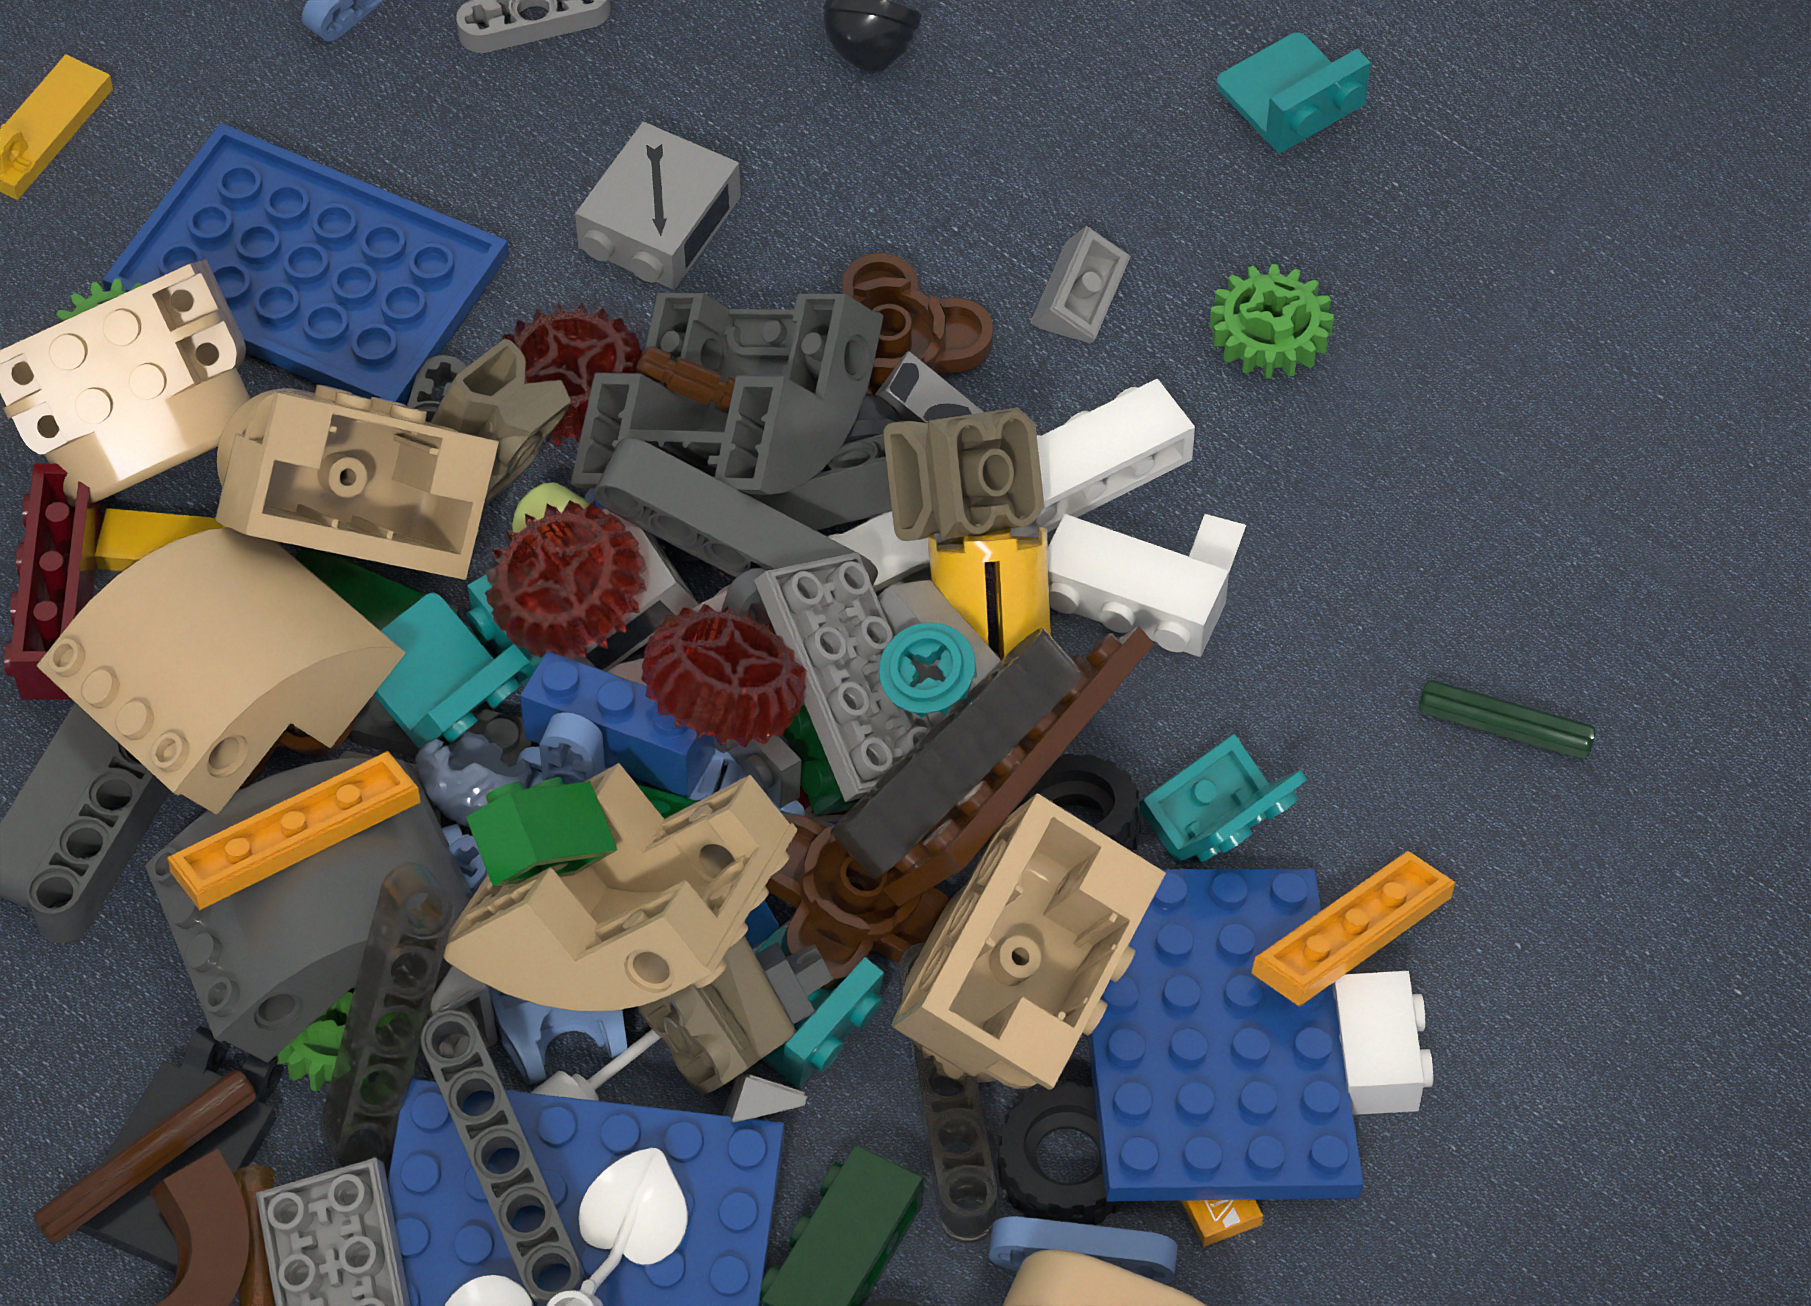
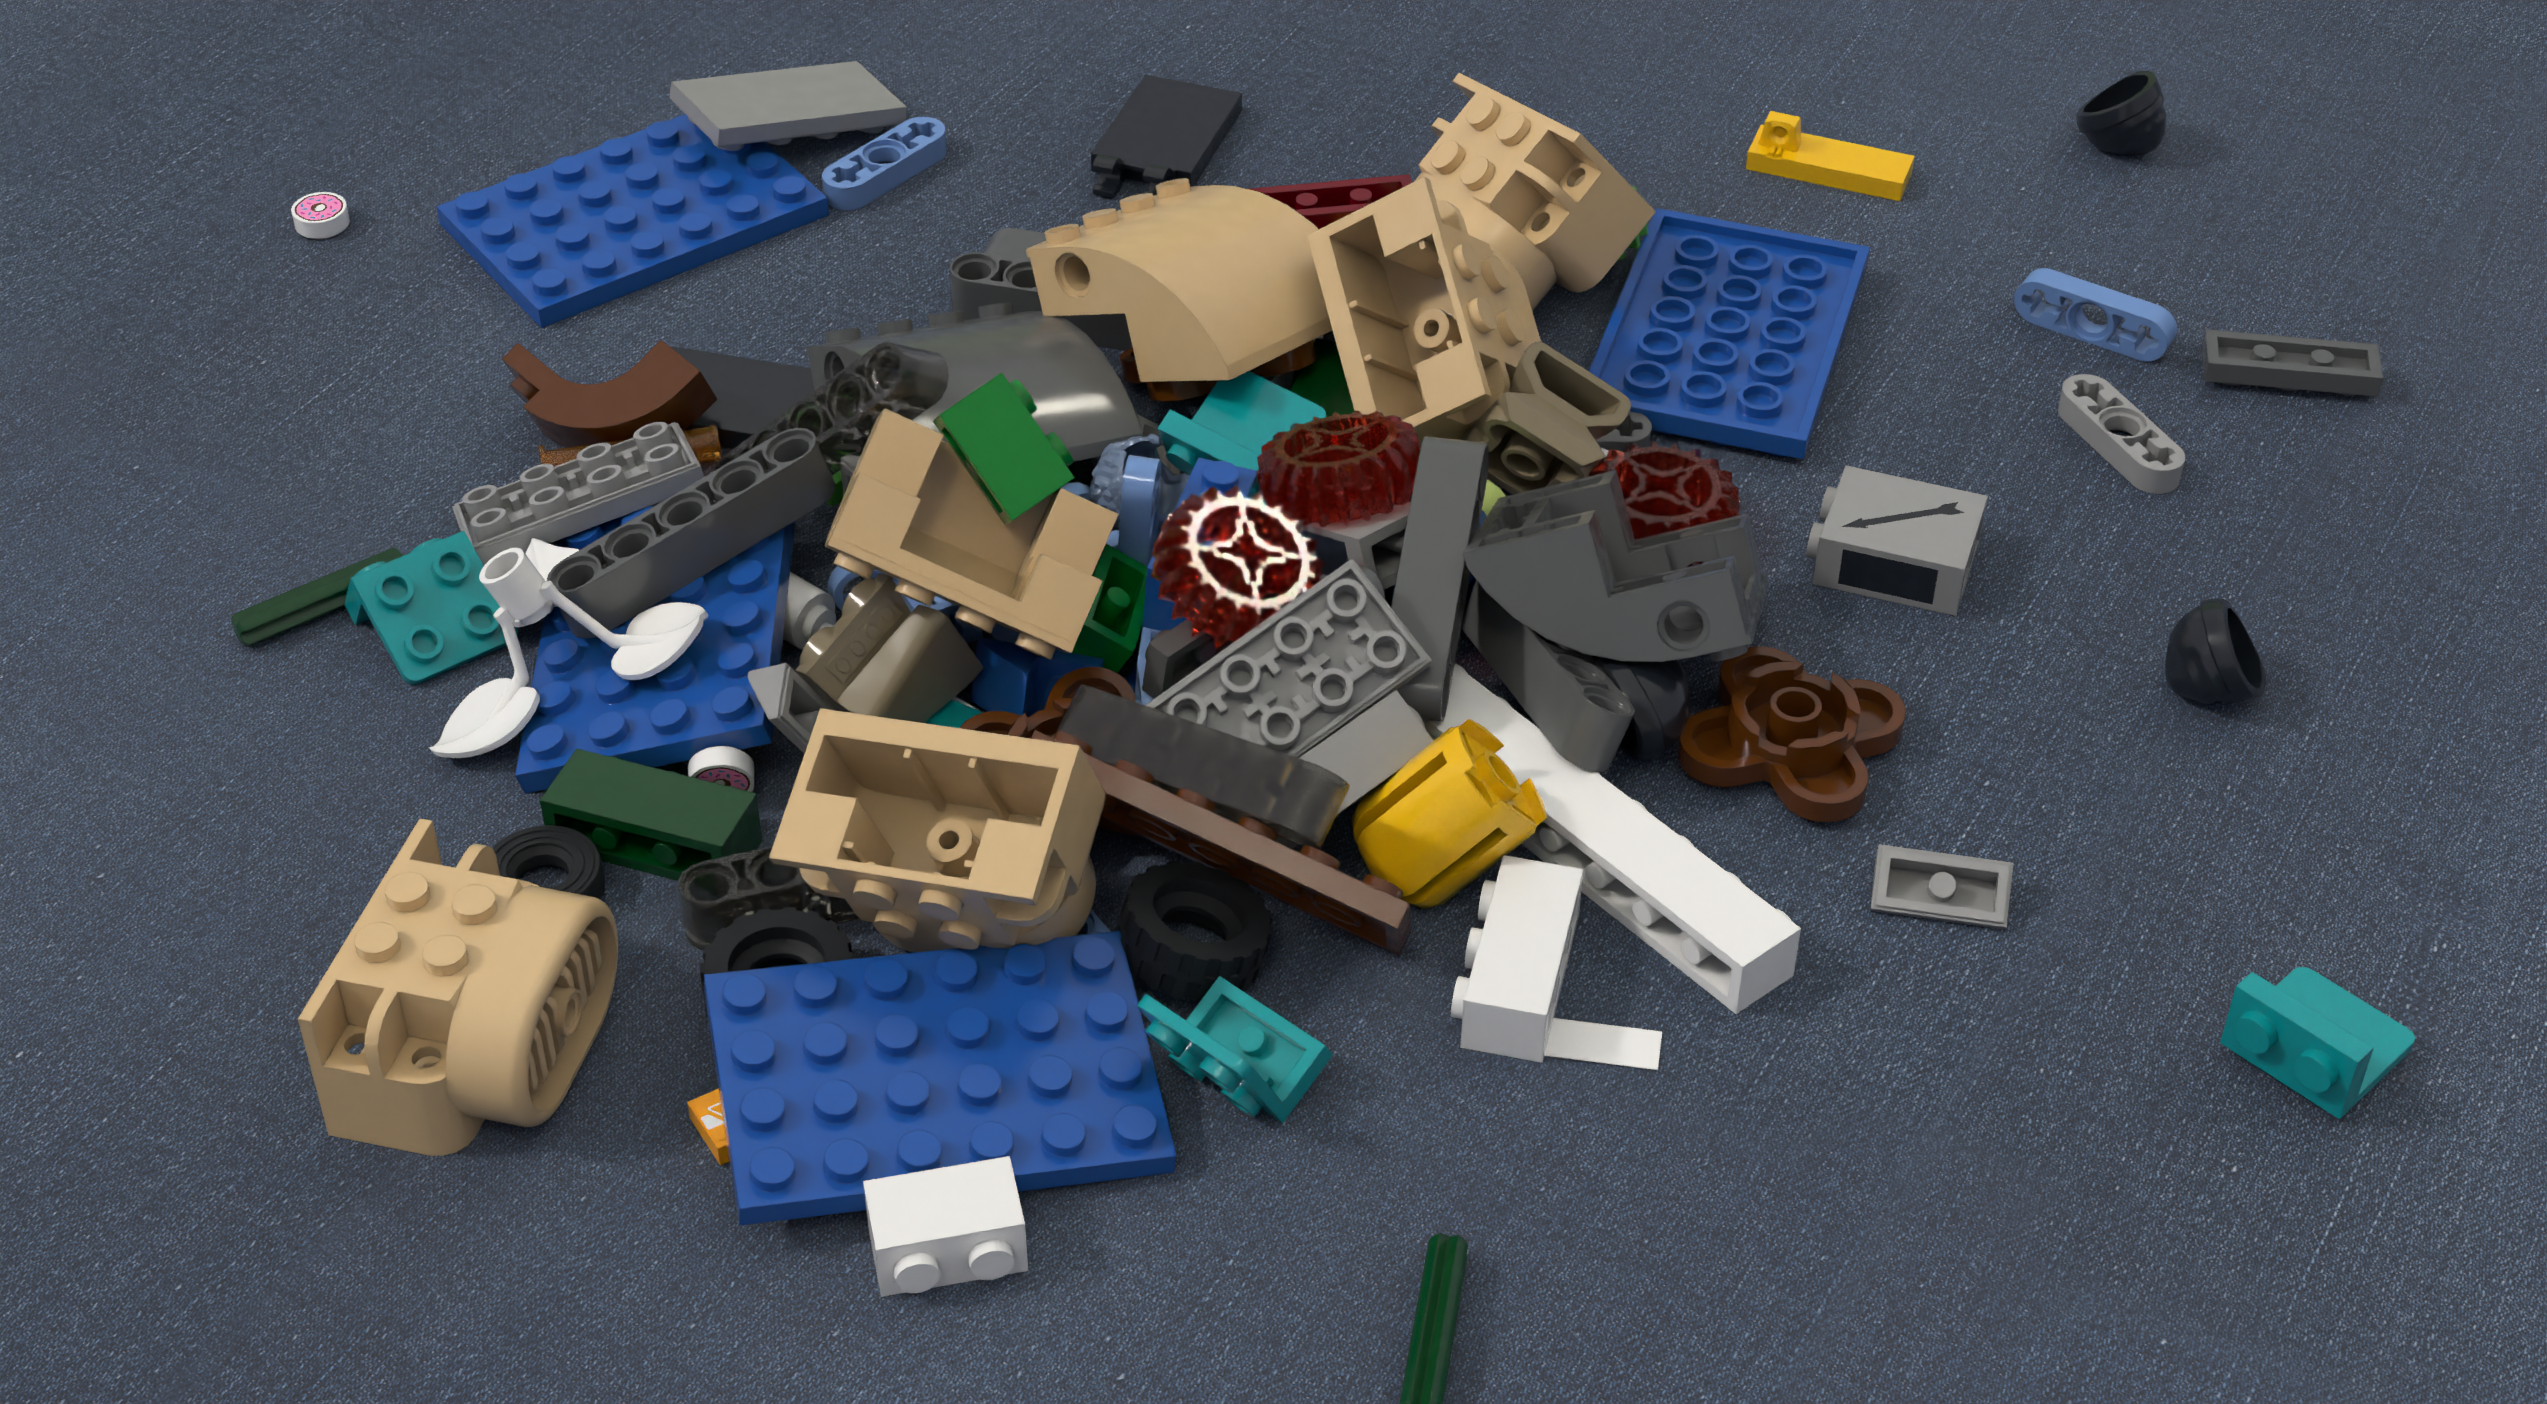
camera: 80 degrees right, 15 degrees down
(144, 1156) = (719, 364): reddish brown axle -> none
(293, 830) = (1012, 336): light orange tile -> none
(686, 378) = (1638, 533): reddish brown axle -> none
(791, 1188) = (723, 766): none -> white tile
(795, 977) = (928, 699): dark grey tile -> none
(922, 394) = (1698, 762): light grey slope -> none
(927, 644) = (1290, 719): teal gear -> none
(963, 474) = (1556, 730): dark tan piece -> none
(1133, 1250) = (662, 1004): medium blue beam -> none
(1271, 321) = (1946, 1045): bright green gear -> none
(1352, 928) = (1084, 1177): light orange tile -> none

